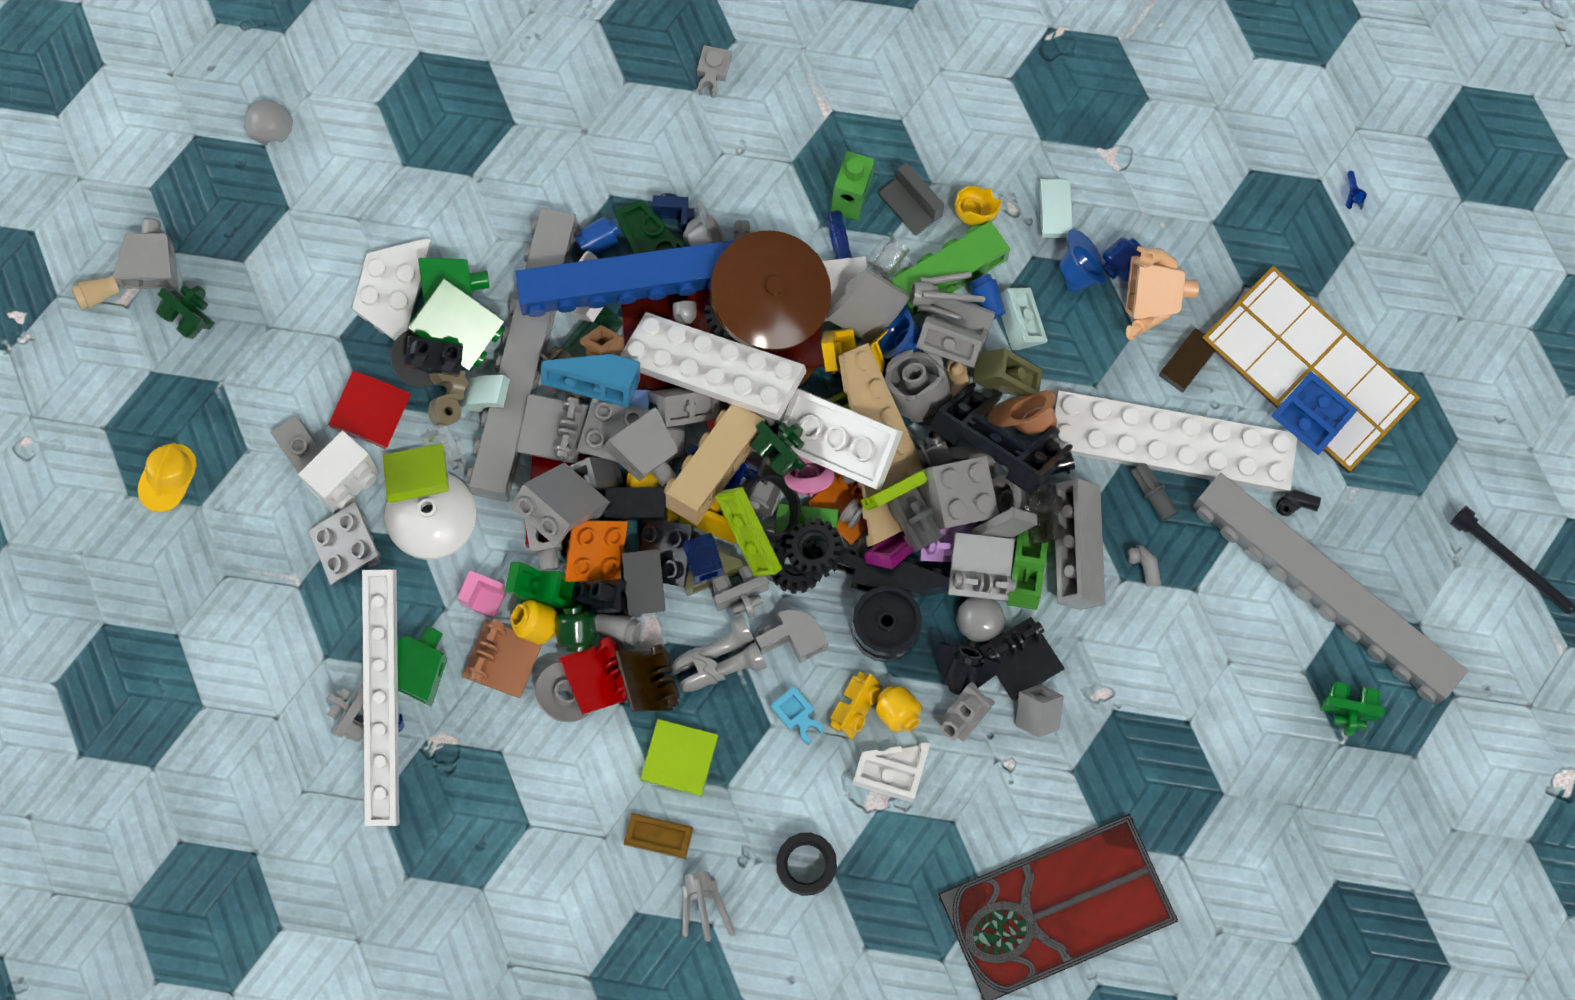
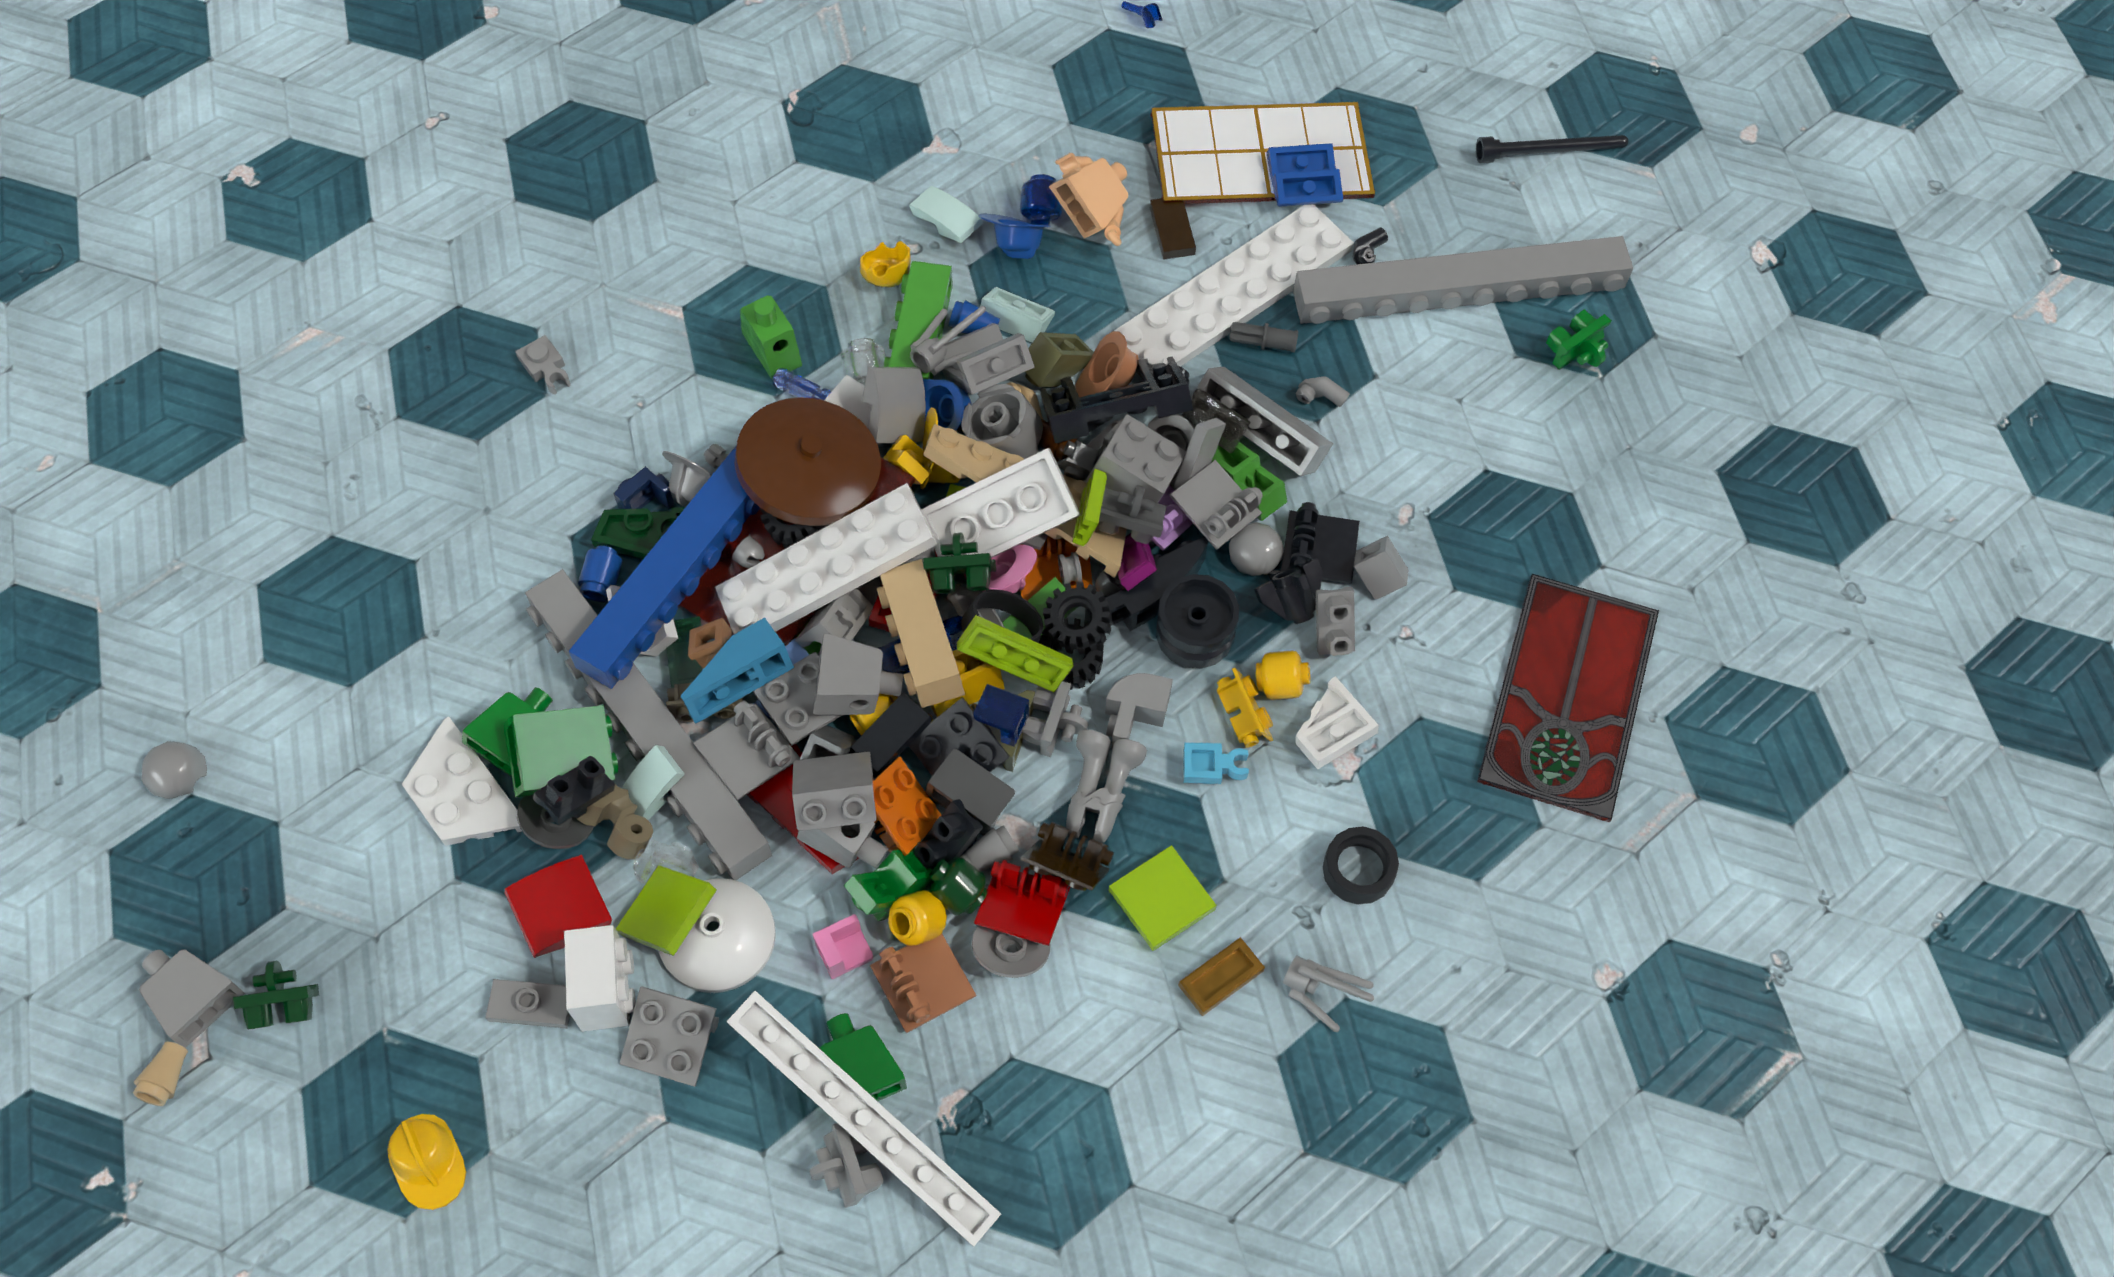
camera: 50 degrees left, 10 degrees down
(912, 200) = (828, 307): dark grey panel -> none

